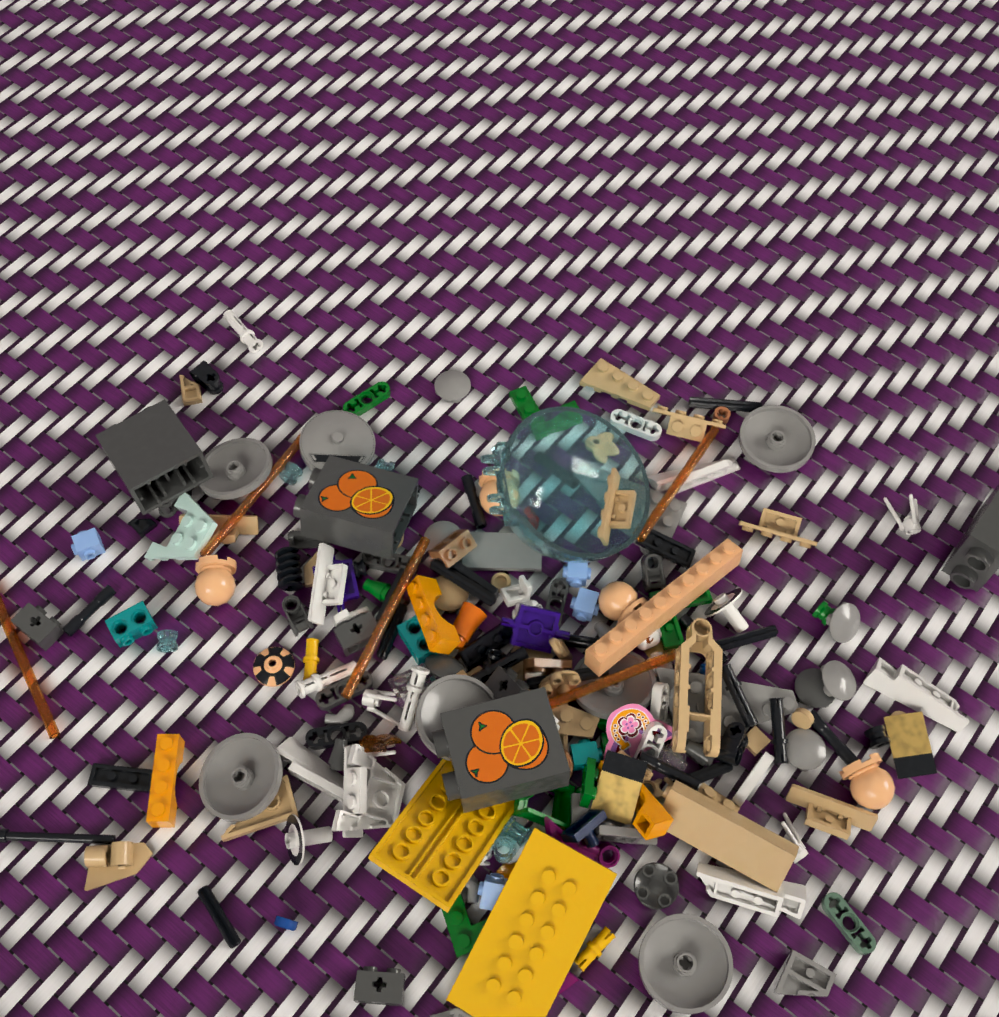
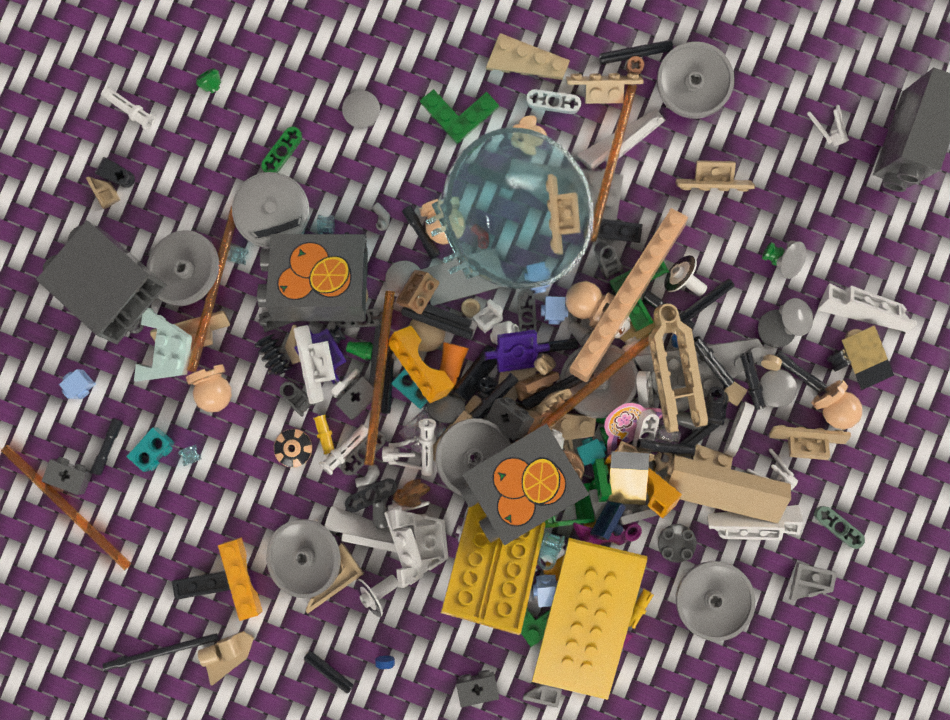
camera: 10 degrees left, 25 degrees up
(142, 526) = (119, 350): black tile -> none
(323, 328) = (209, 80): none -> green cone
(442, 478) = (383, 217): none -> light grey arm

